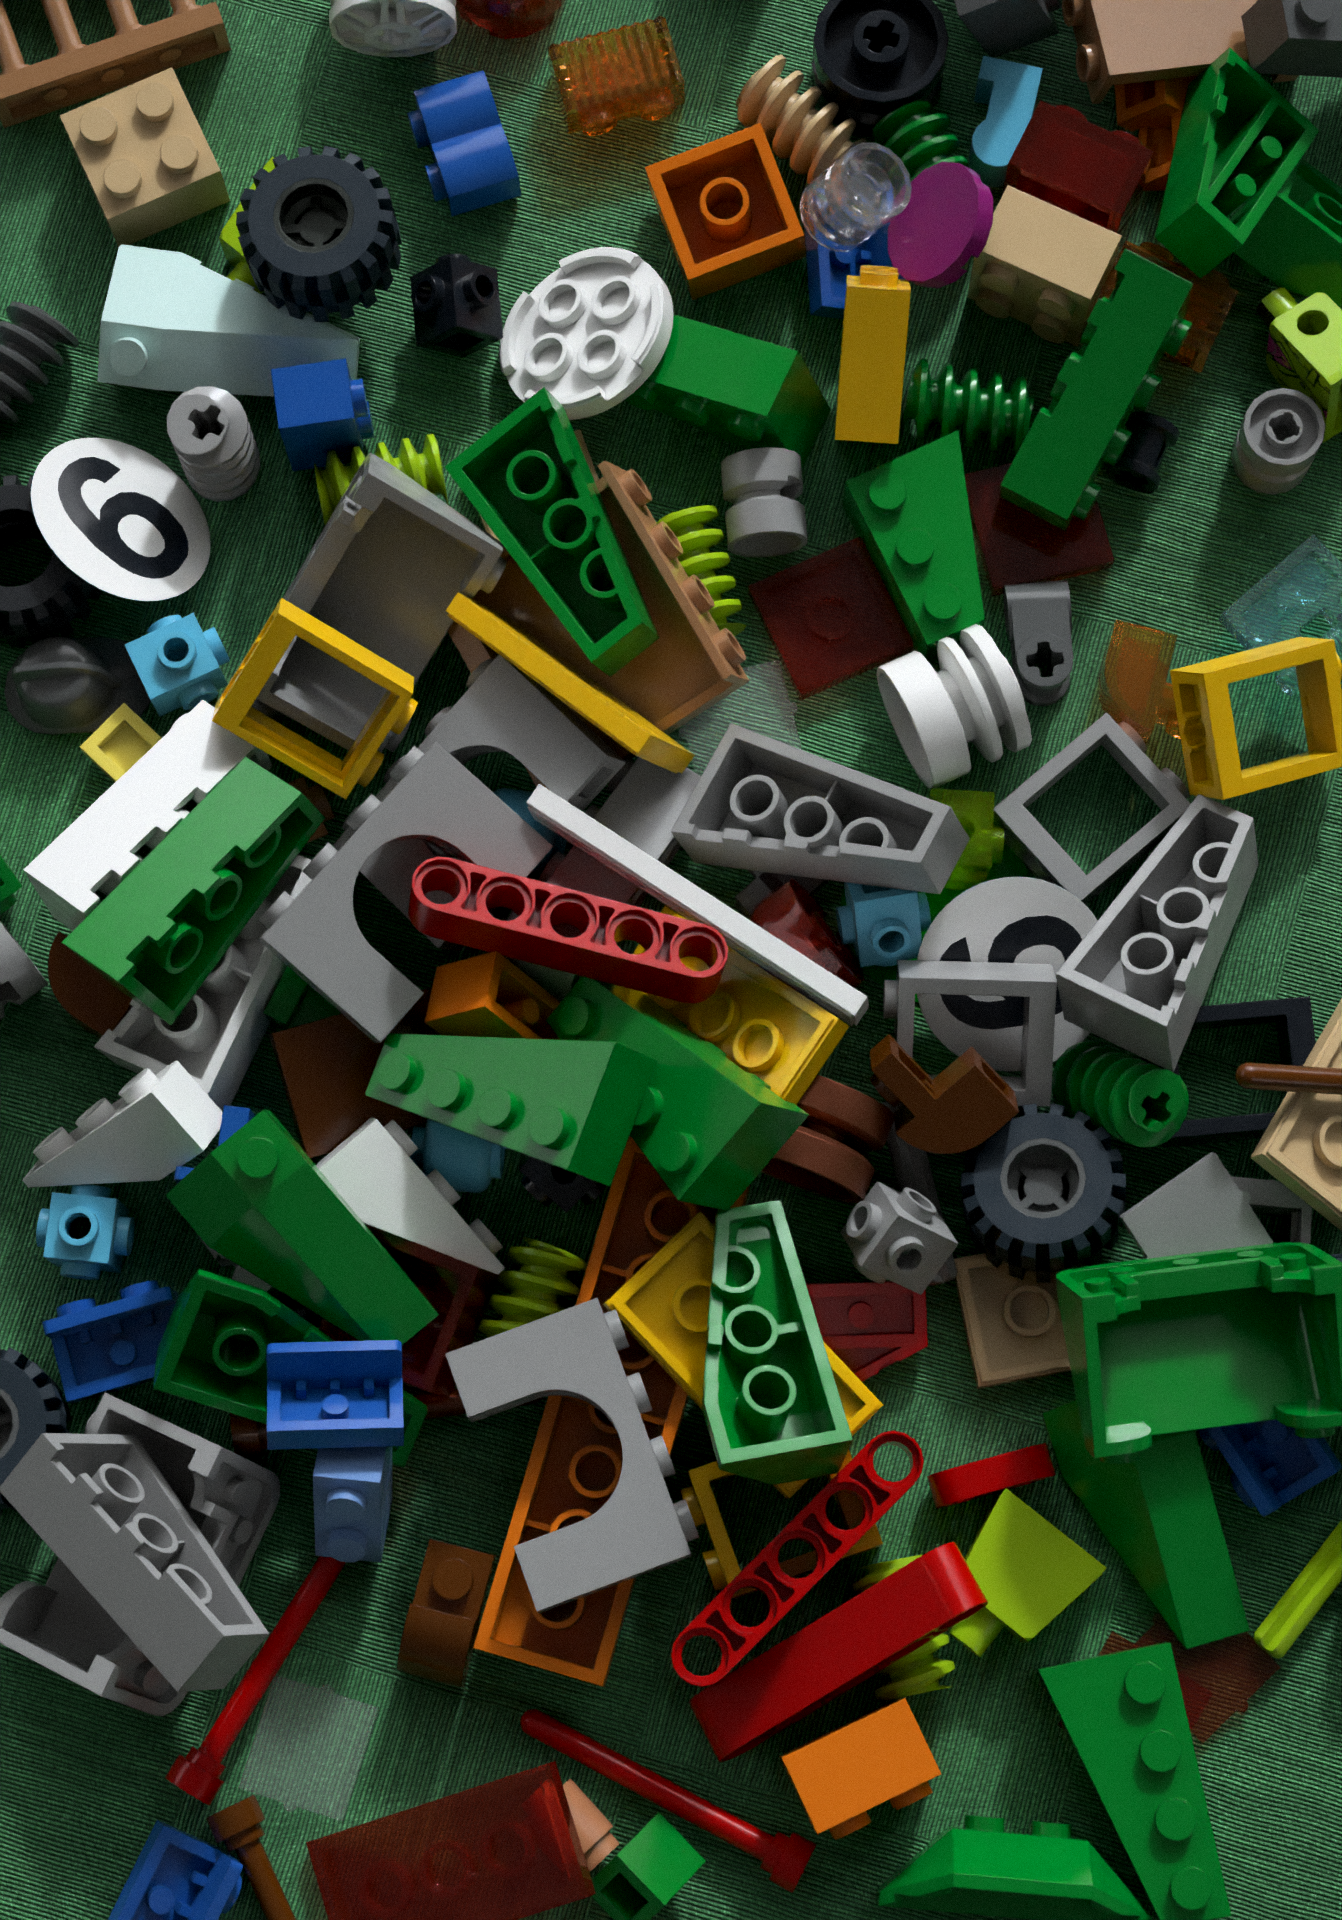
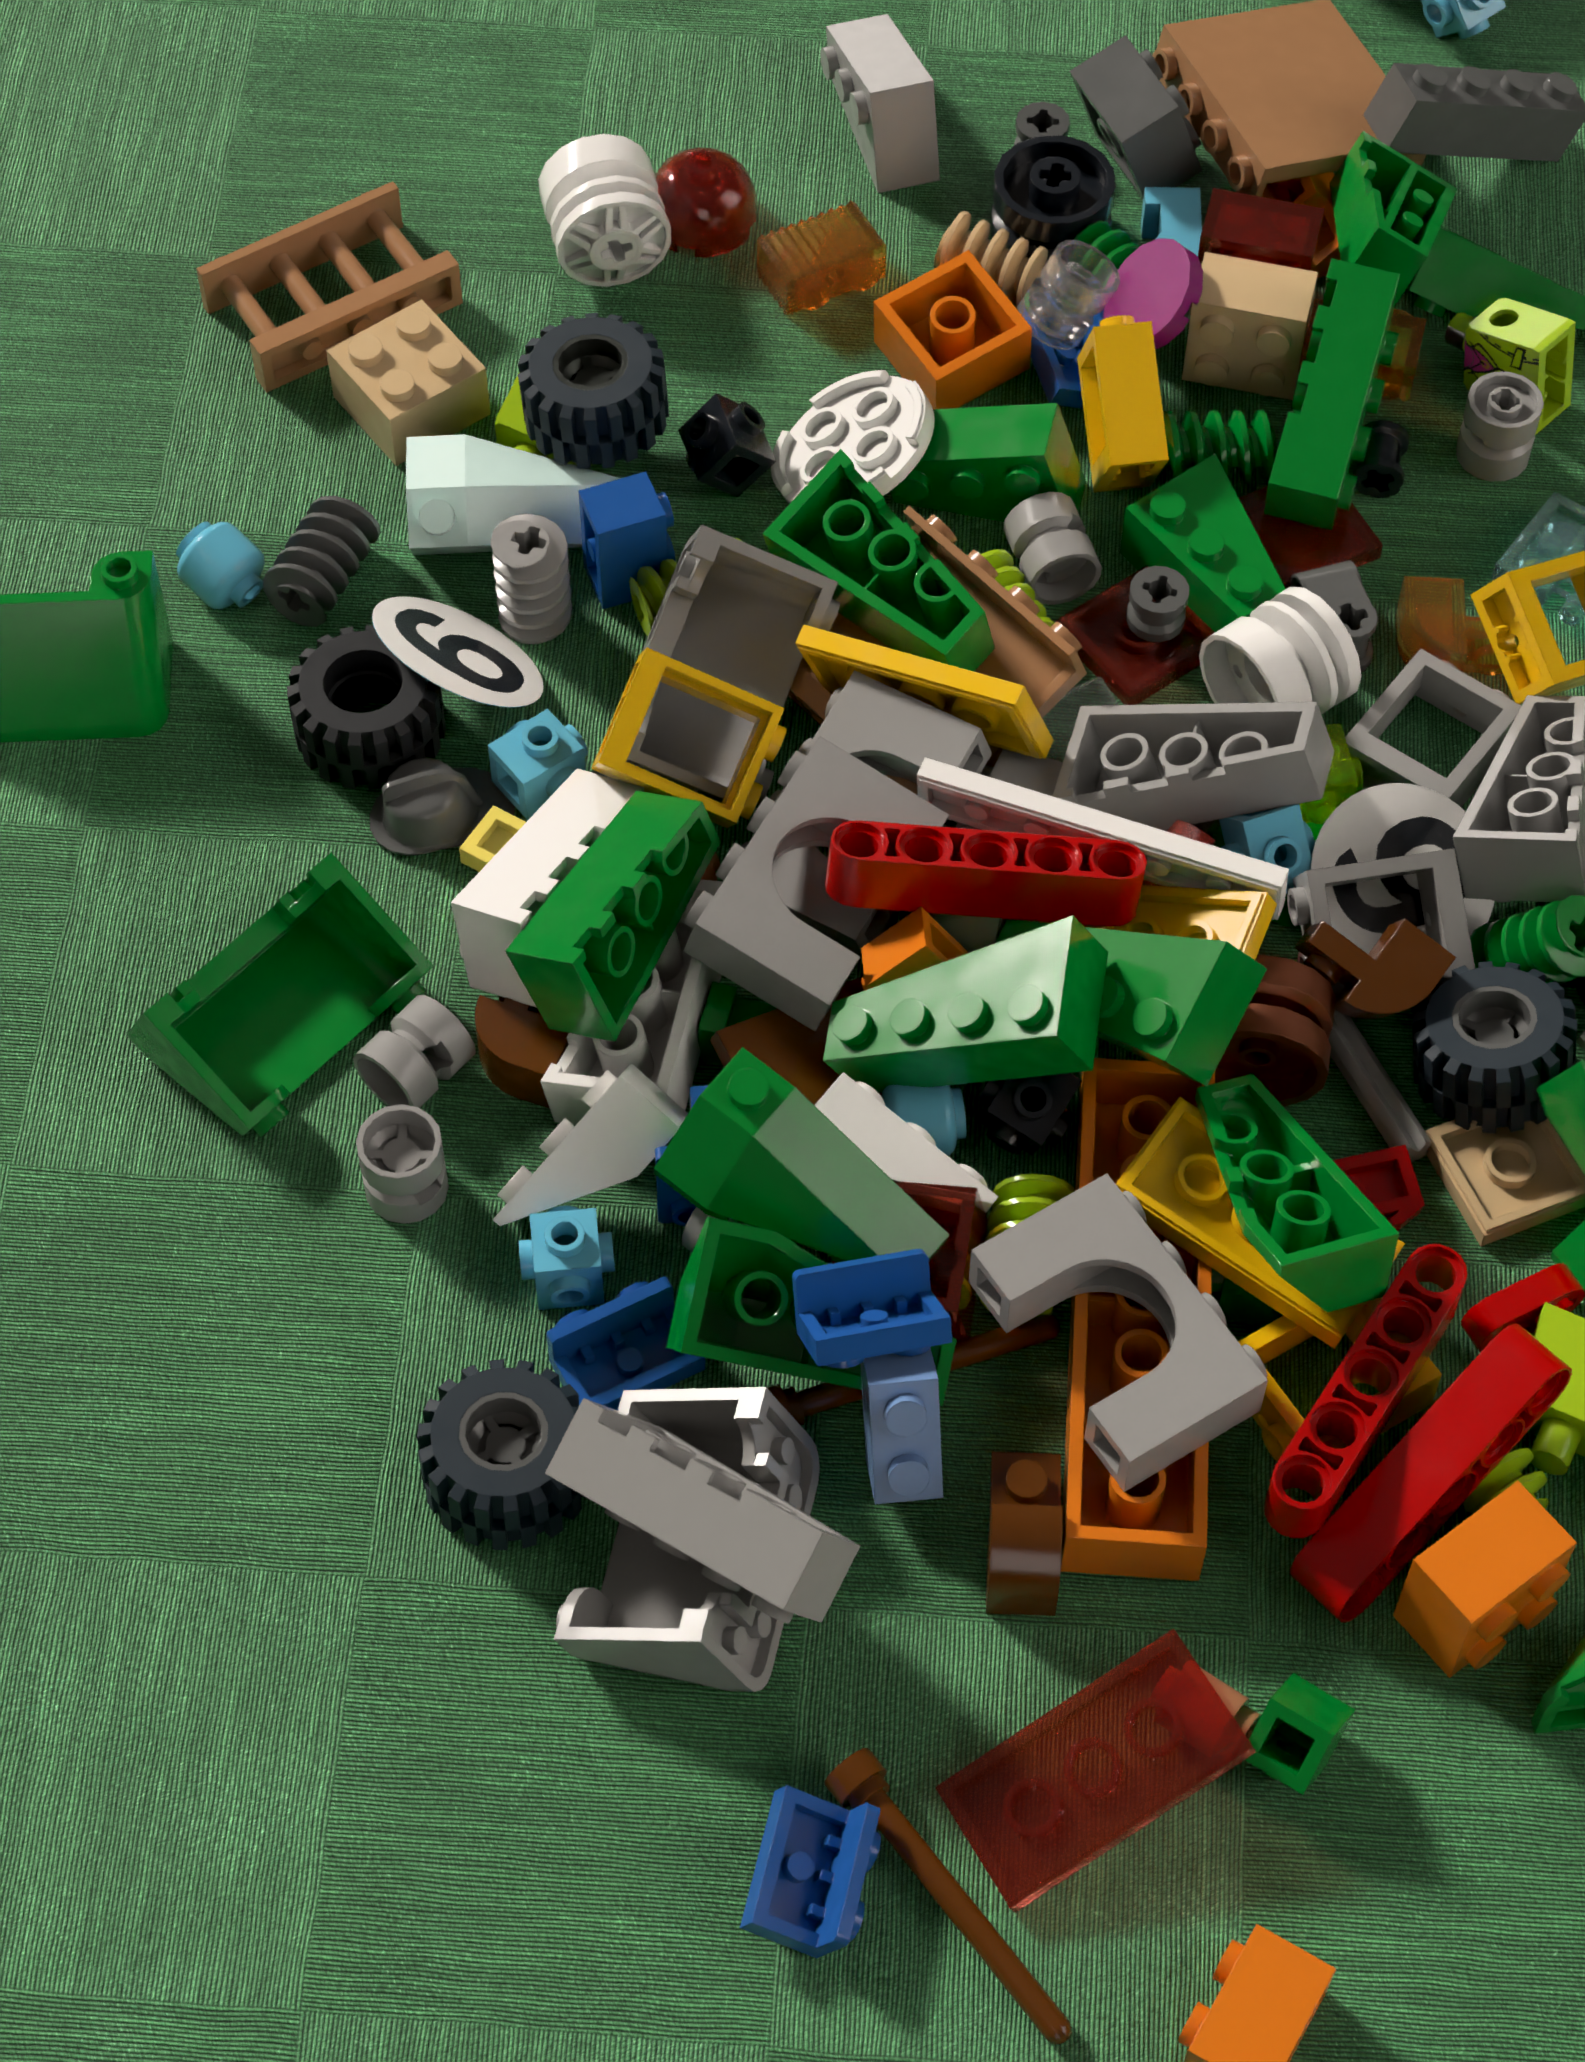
camera: 15 degrees left, 20 degrees down
(202, 1767) = (805, 1740): red piece -> none
(309, 1748) = (912, 1701): clear piece -> none
(466, 143) = (699, 328): blue brick -> none
(780, 1855) = (1427, 1698): red piece -> none
(848, 611) = (1166, 616): none -> dark grey wheel
(898, 1237) = (1371, 1100): light grey brick -> none

